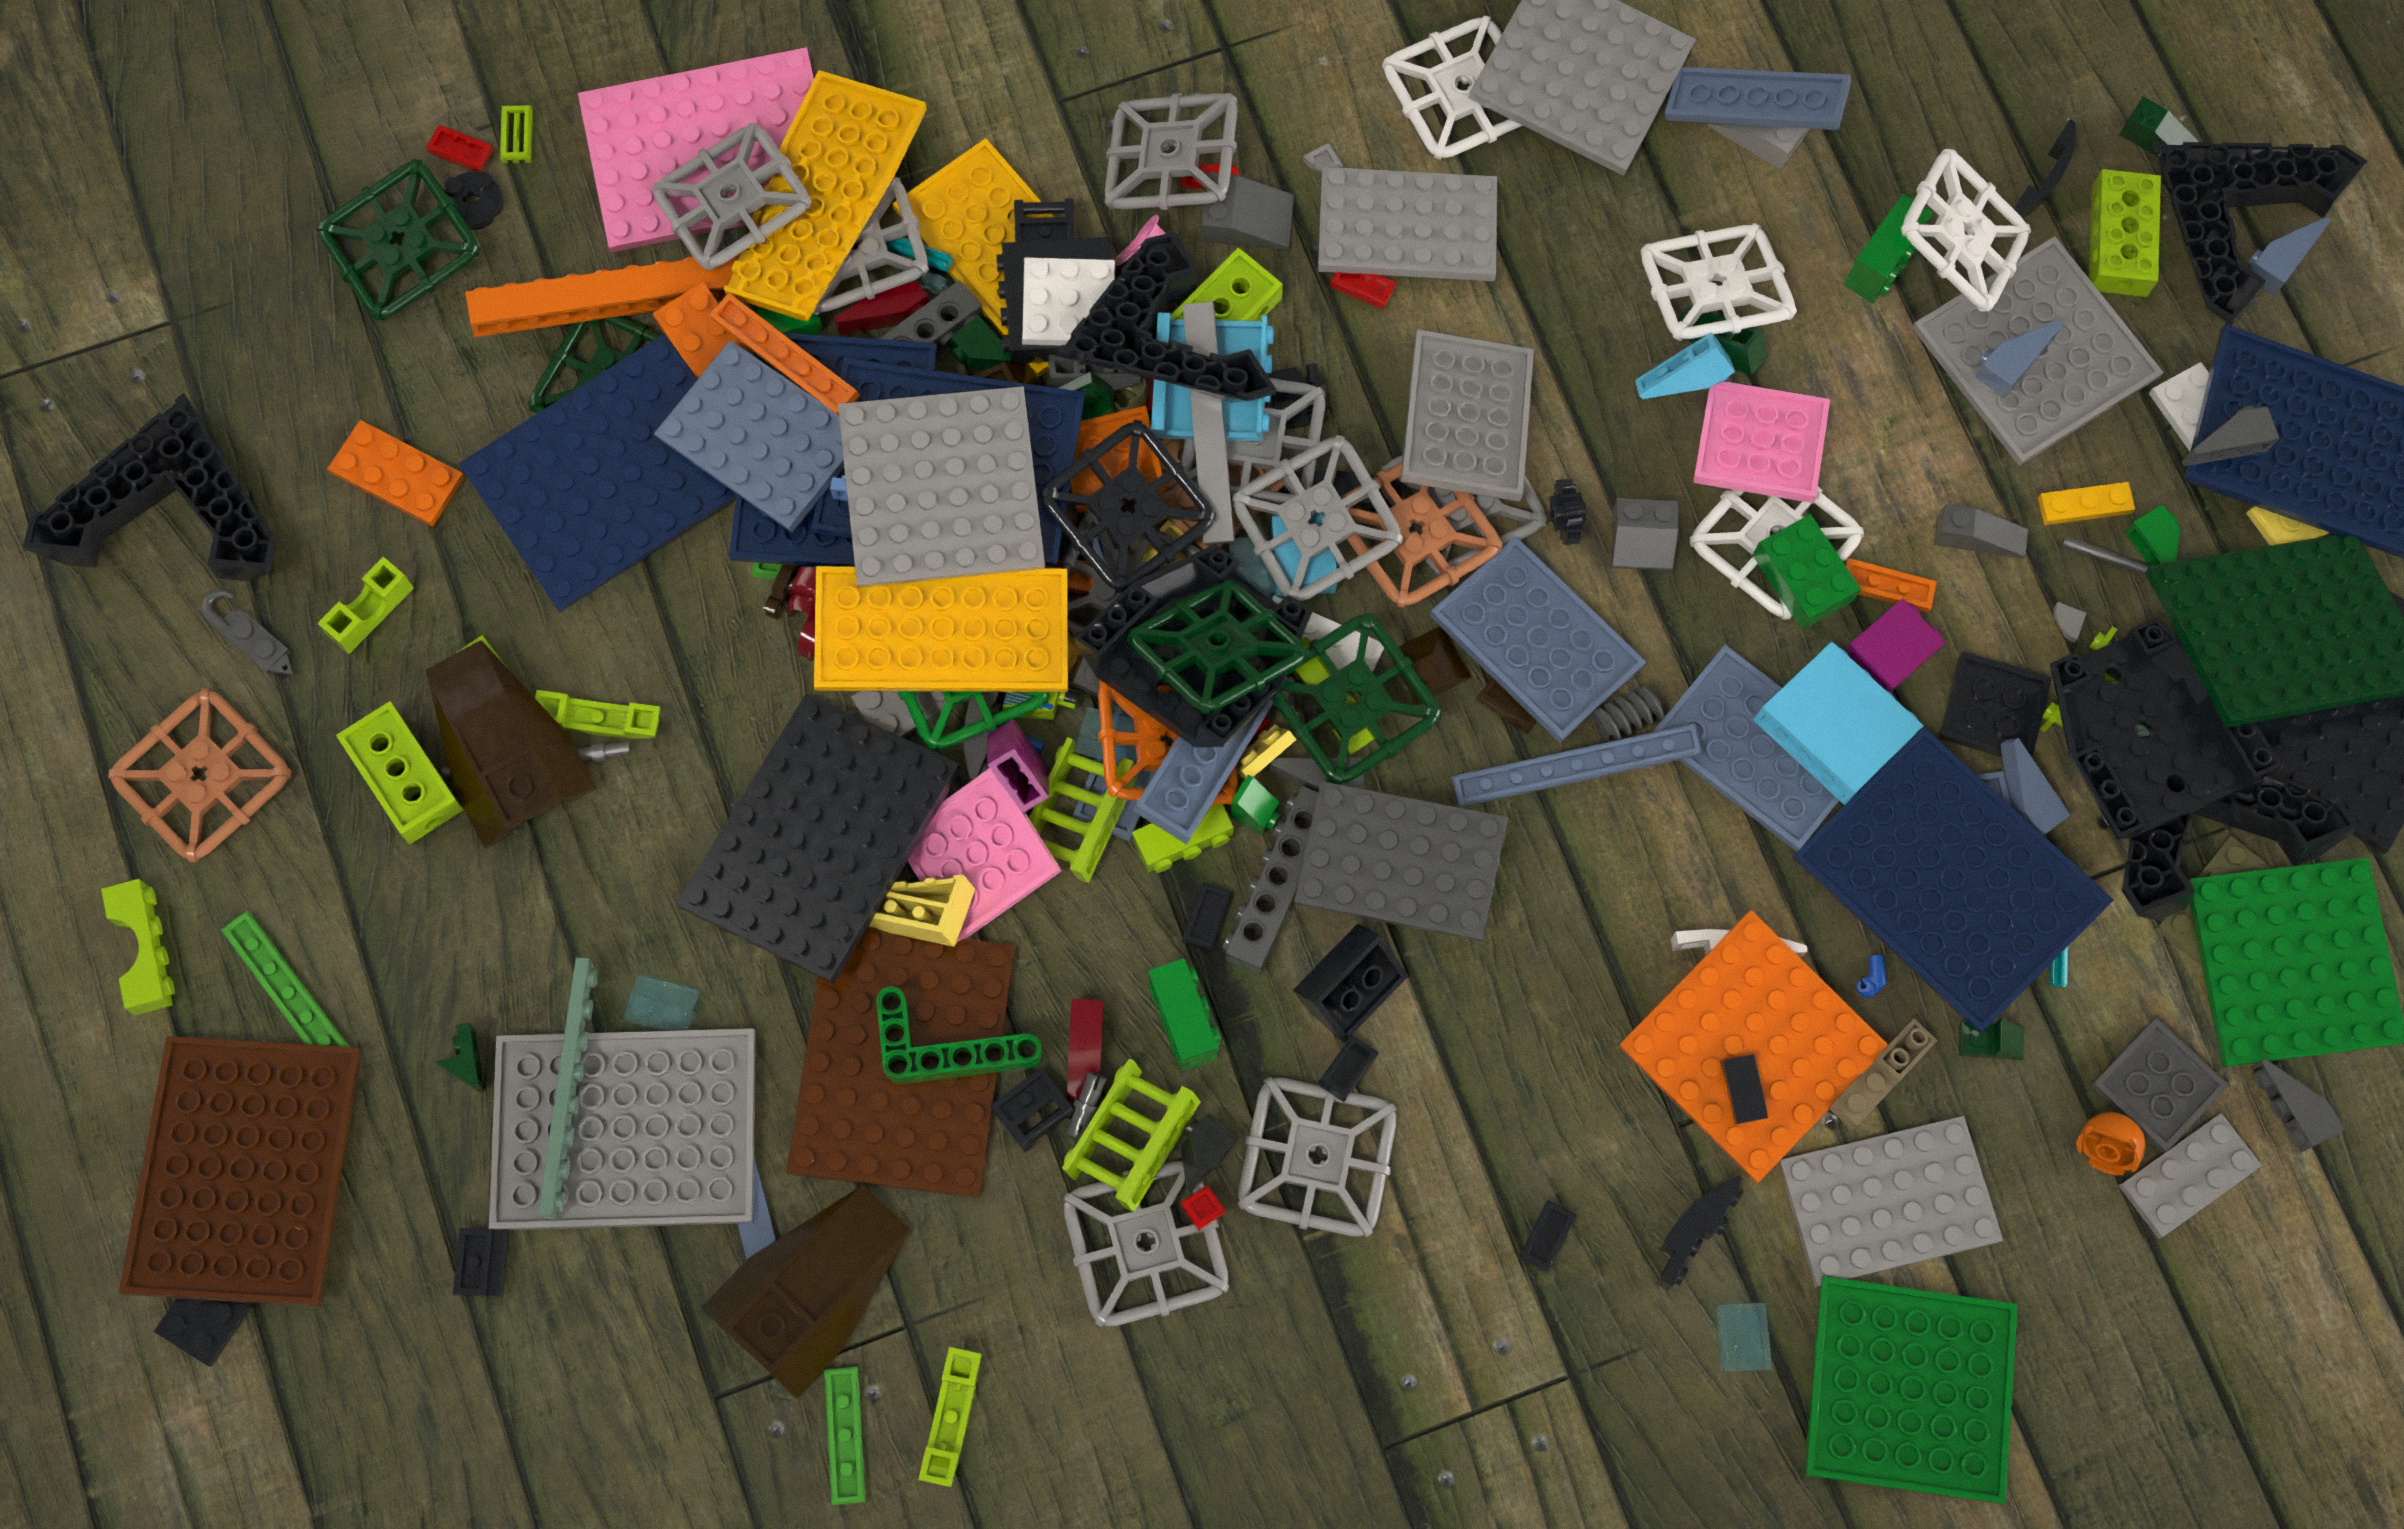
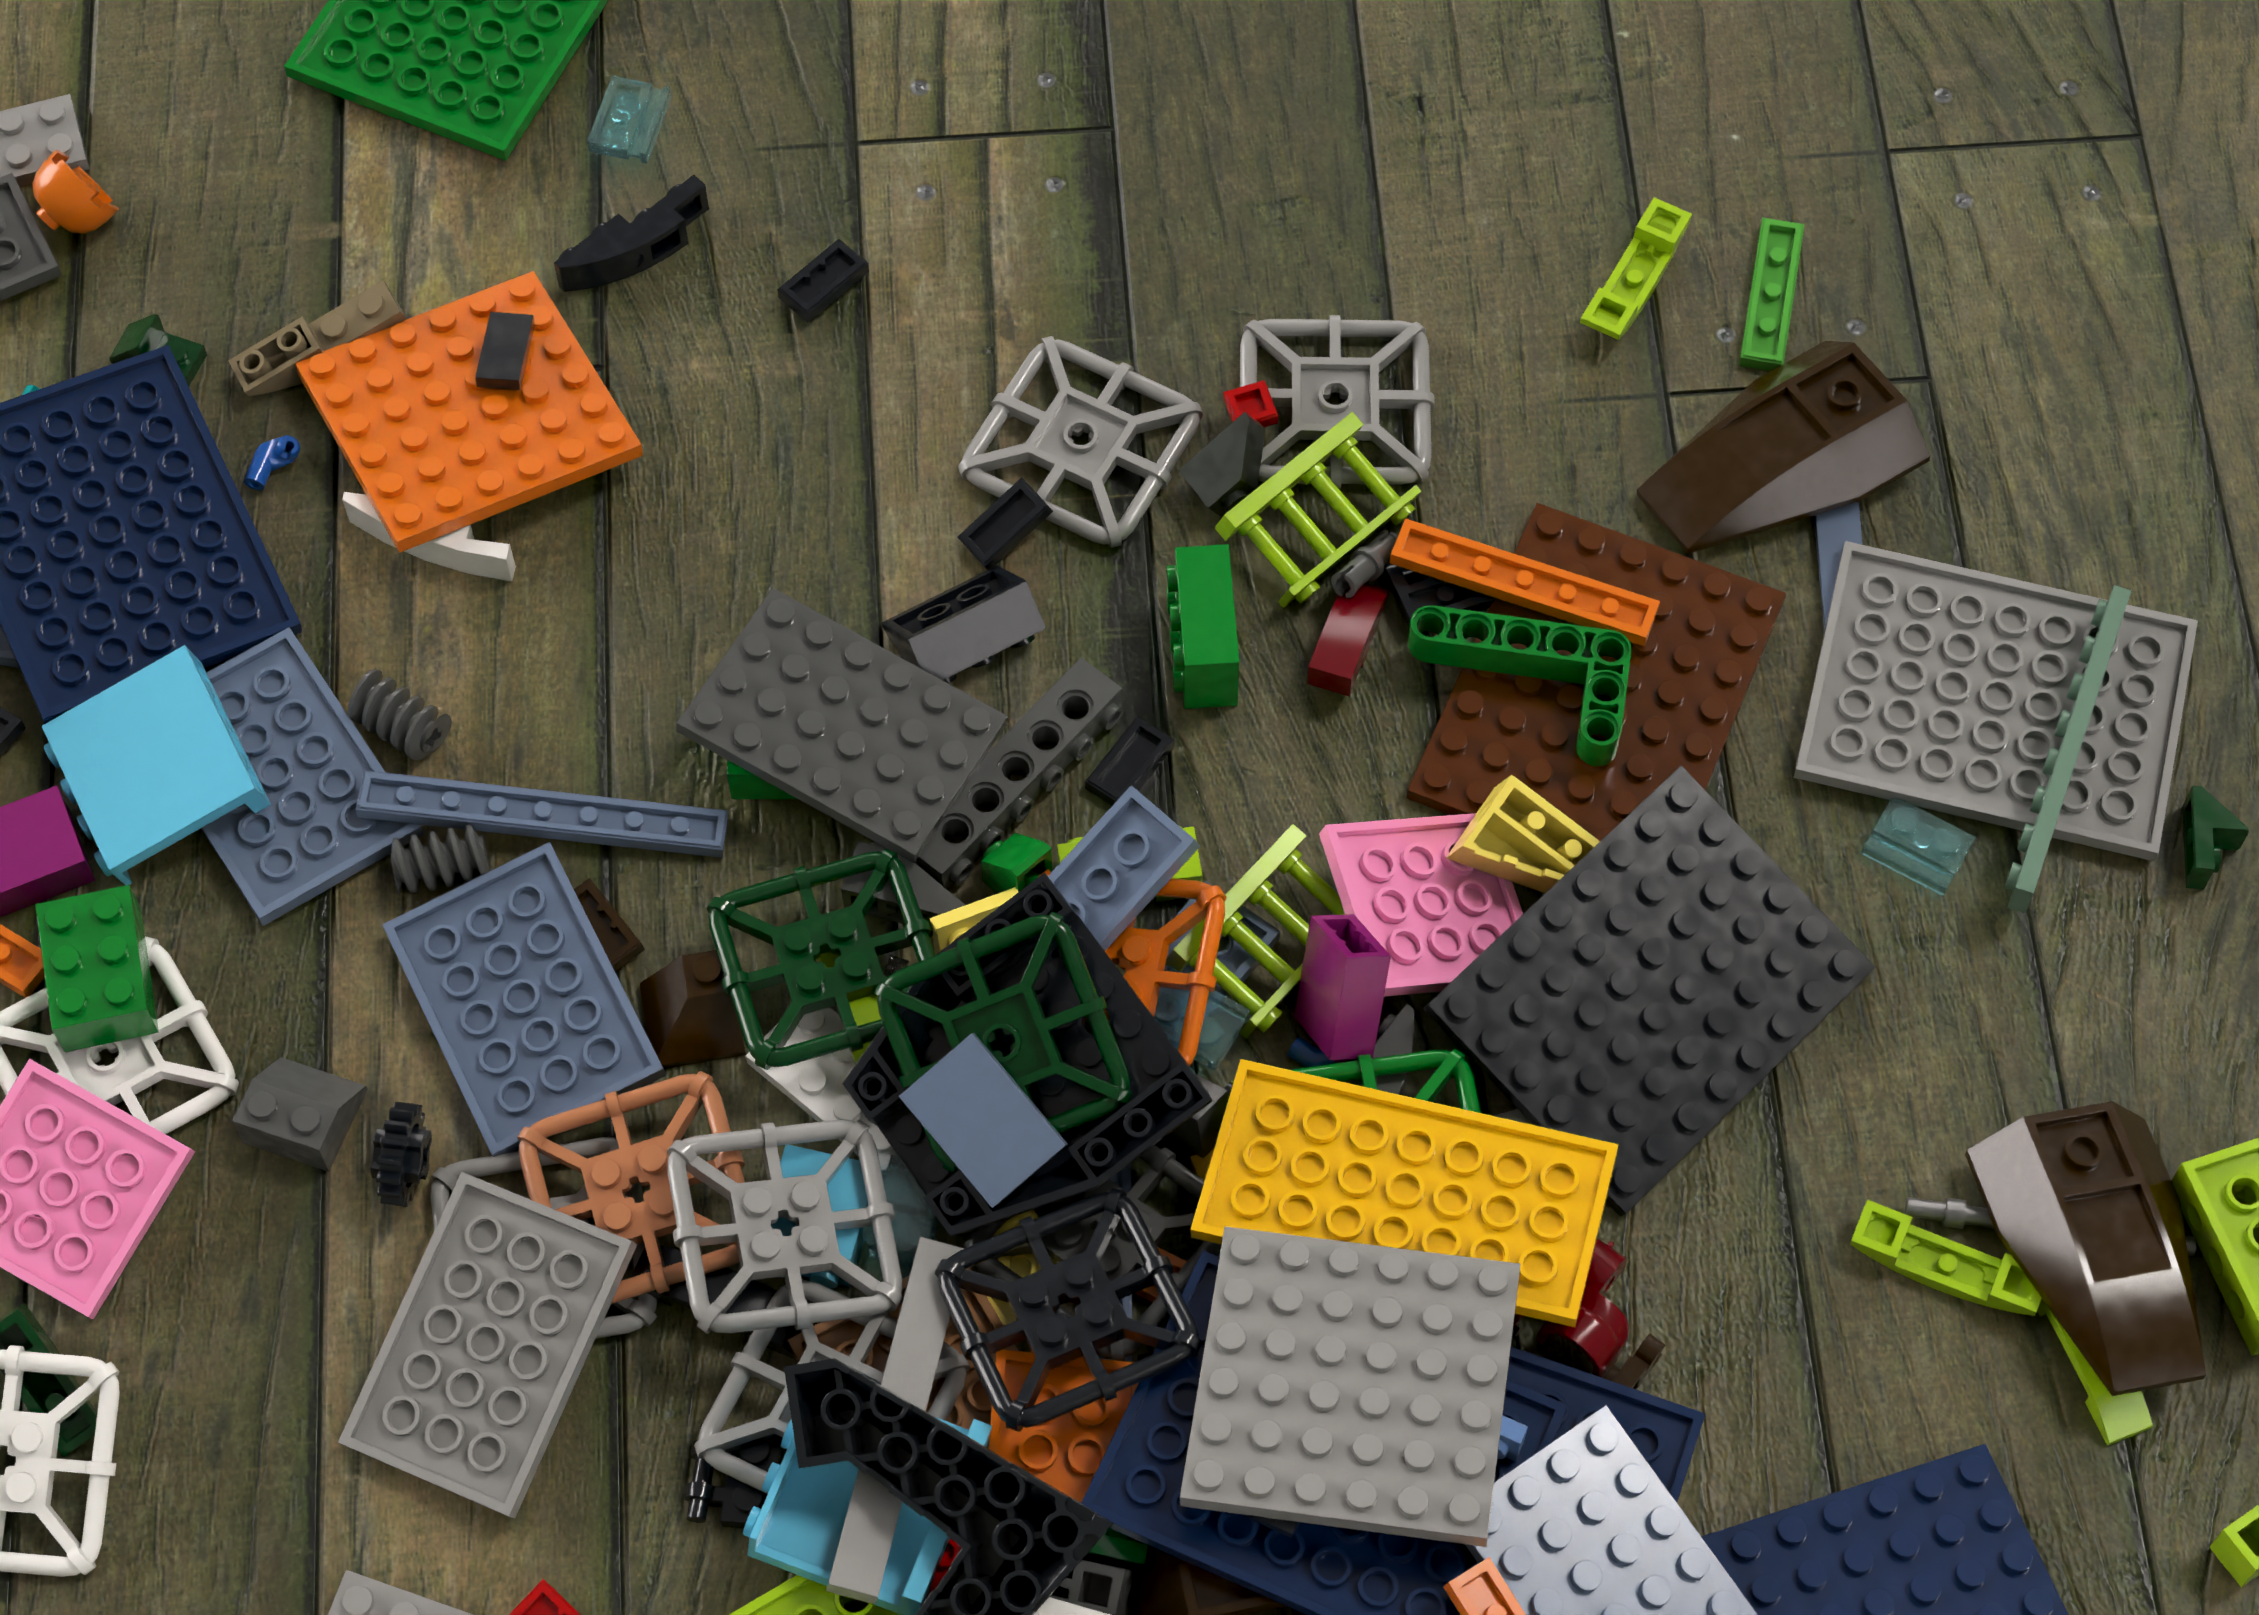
camera: 160 degrees left, 10 degrees down
(481, 1262) = (2213, 589): black plate -> none
(971, 1113) = (1523, 581): none -> orange plate
(1214, 598) = (983, 1120): none -> sand blue tile
(1689, 370) = (123, 1326): medium azure slope -> none
(1700, 805) = (396, 717): none -> dark grey piece
(1890, 1201) = (378, 212): light grey plate -> none

